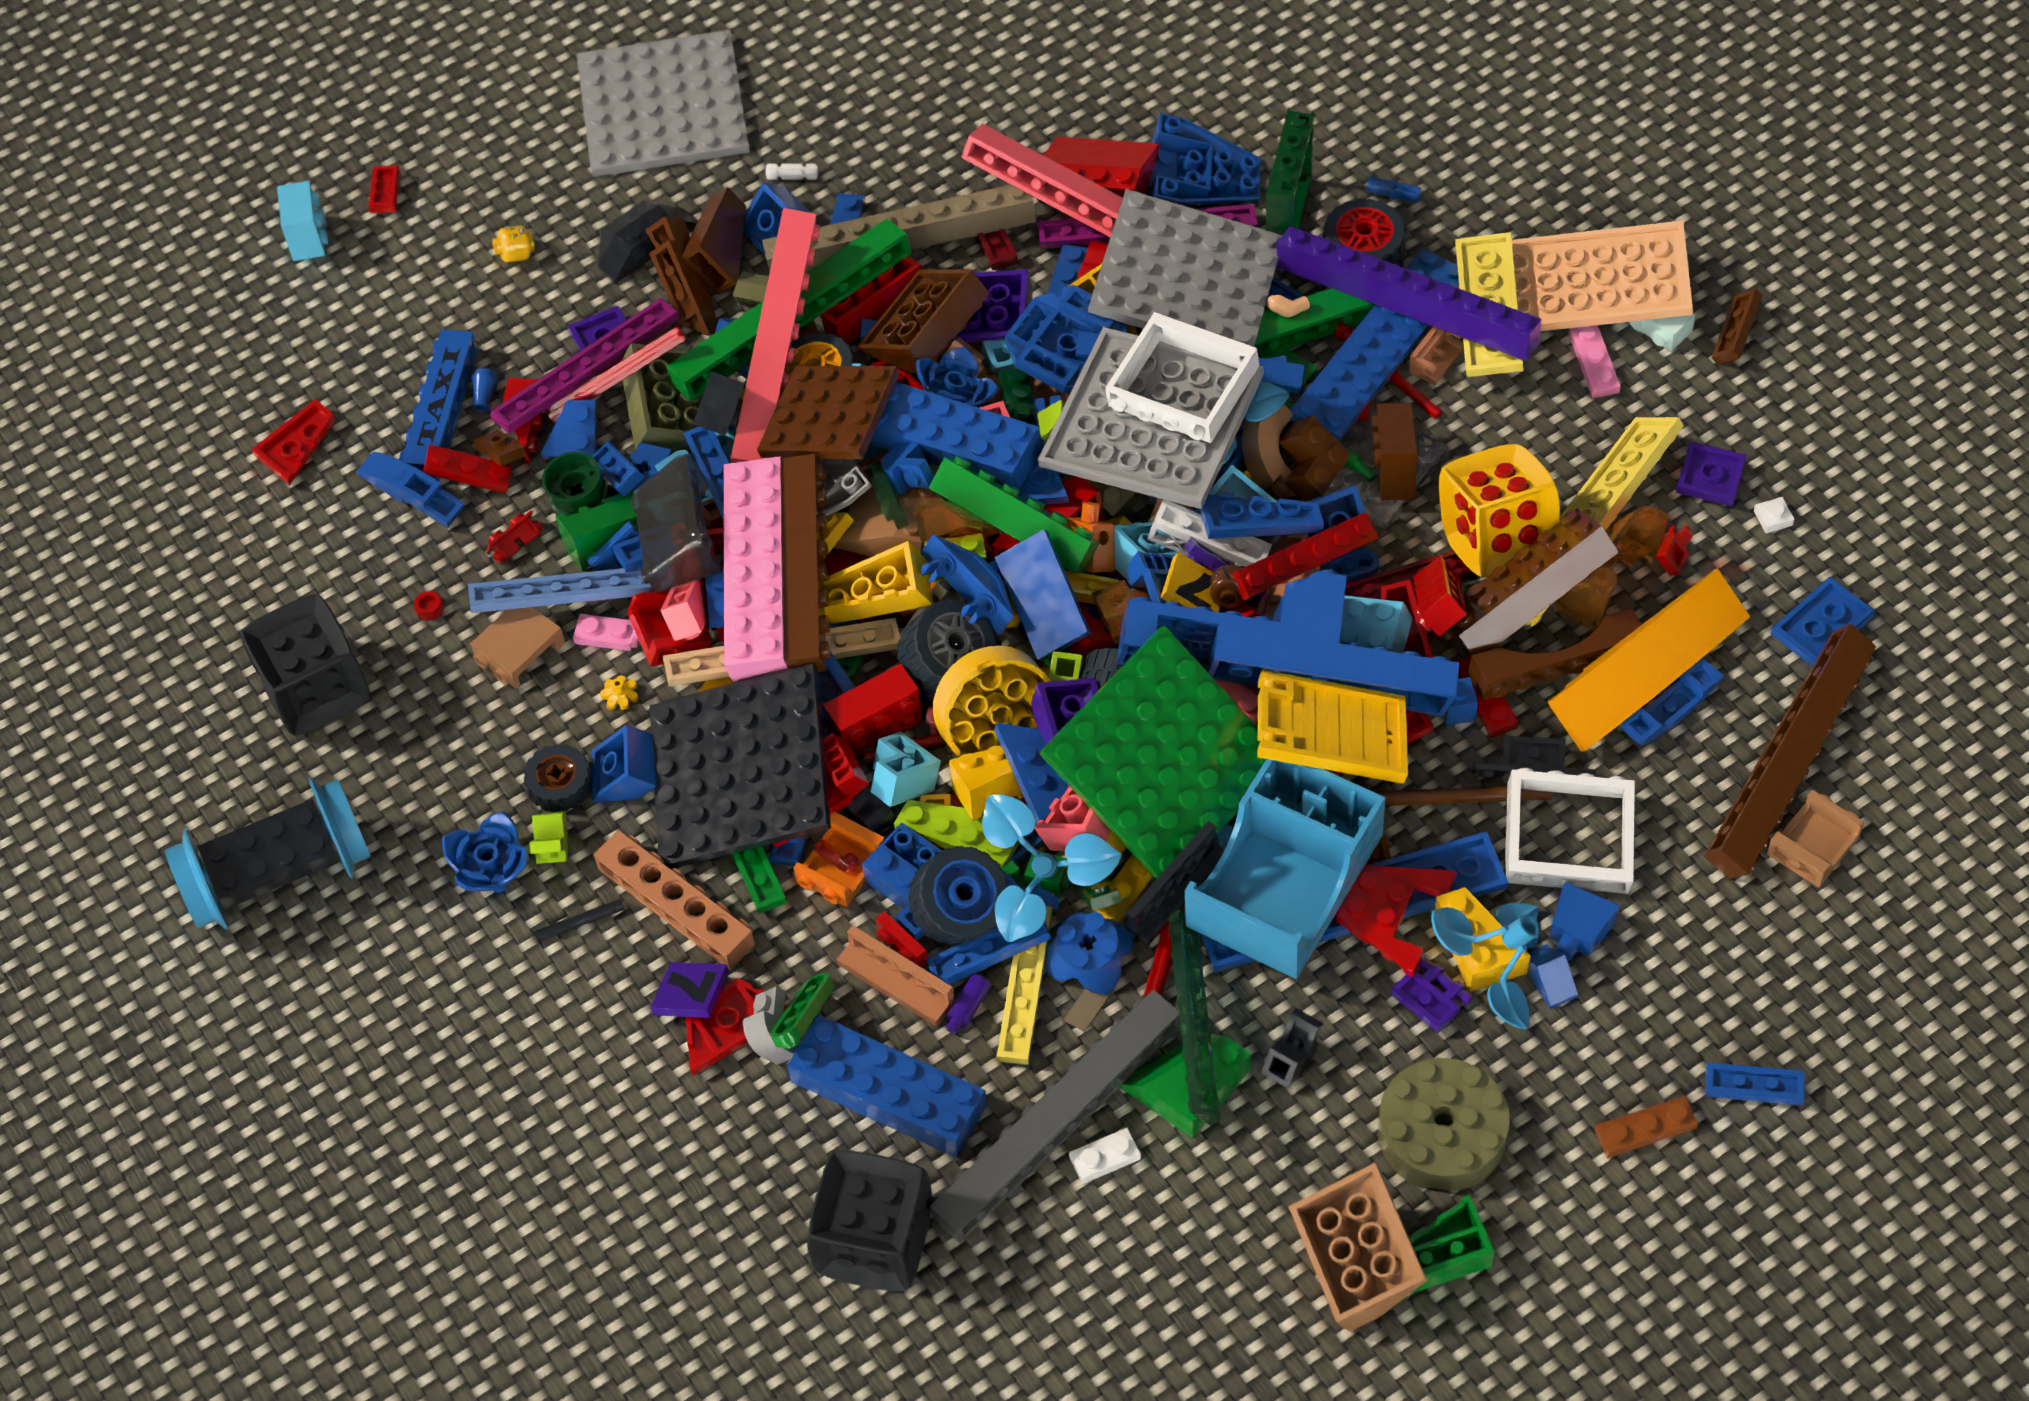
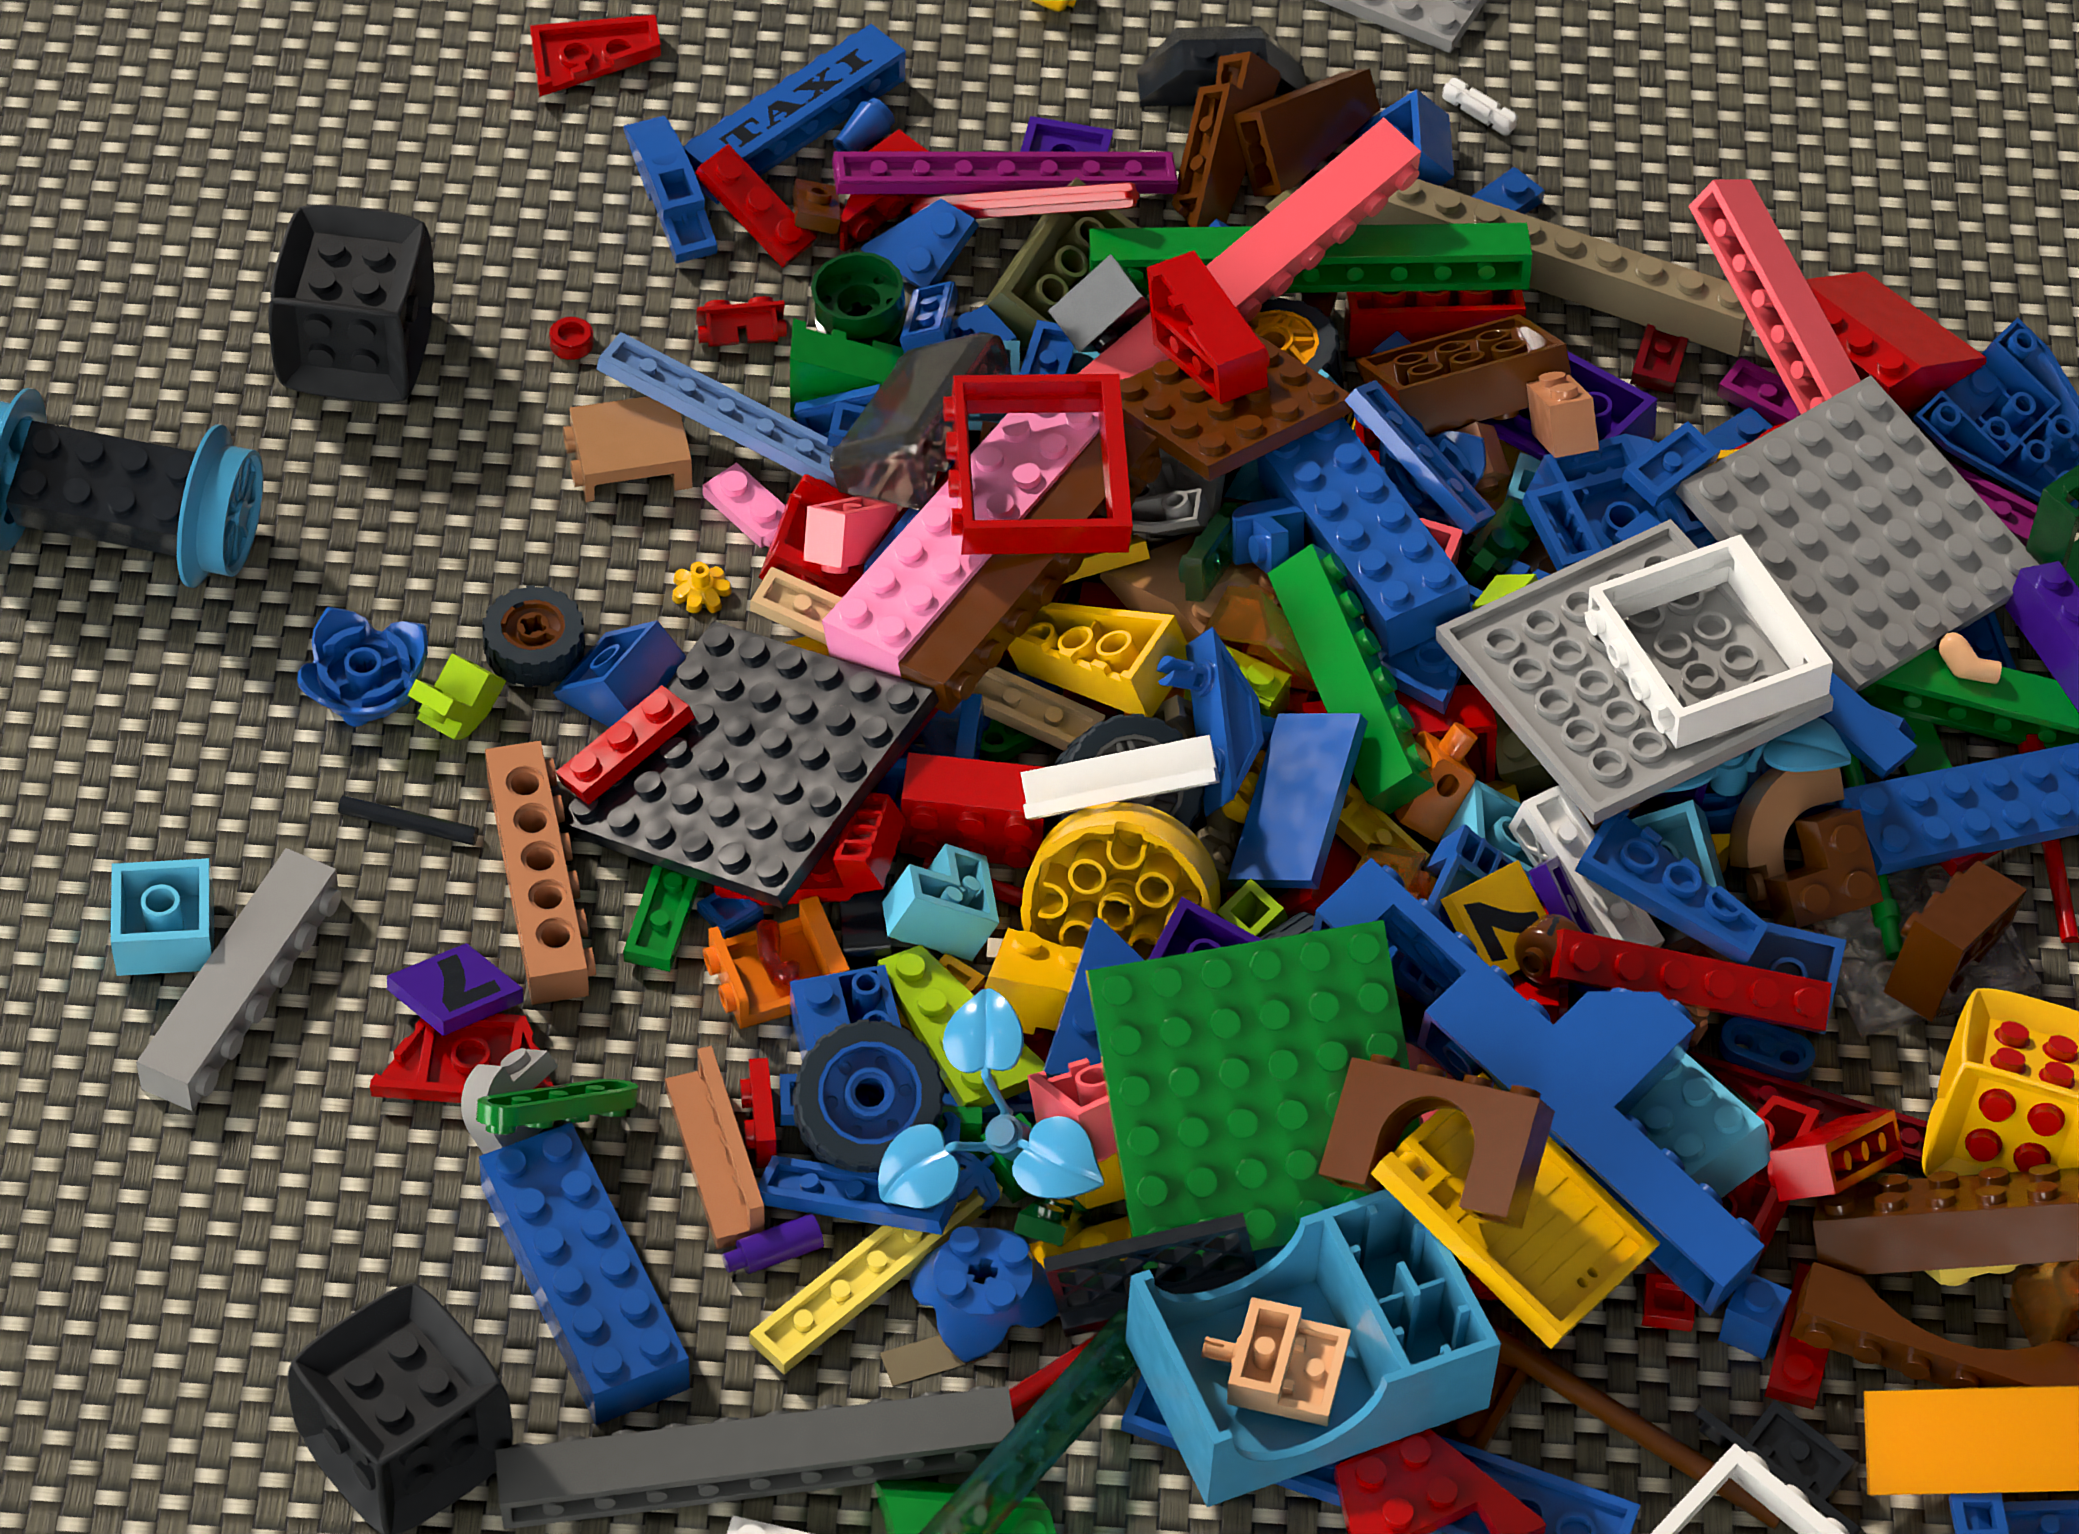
camera: 30 degrees right, 5 degrees down
(503, 1061) = (162, 916): none -> medium azure brick
(571, 1065) = (239, 980): none -> light grey brick
(665, 801) = (625, 744): none -> plate
(771, 450) = (1039, 395): none -> red window
(792, 381) = (1204, 330): none -> red wedge
(953, 644) = (1119, 777): none -> white fence
(960, 379) = (1424, 461): none -> blue plate
(998, 308) = (1562, 415): none -> nougat brick
(1075, 298) = (1669, 463): none -> blue plate
(1233, 713) = (1385, 1099): none -> reddish brown arch
(1276, 882) = (1283, 1363): none -> light nougat plate

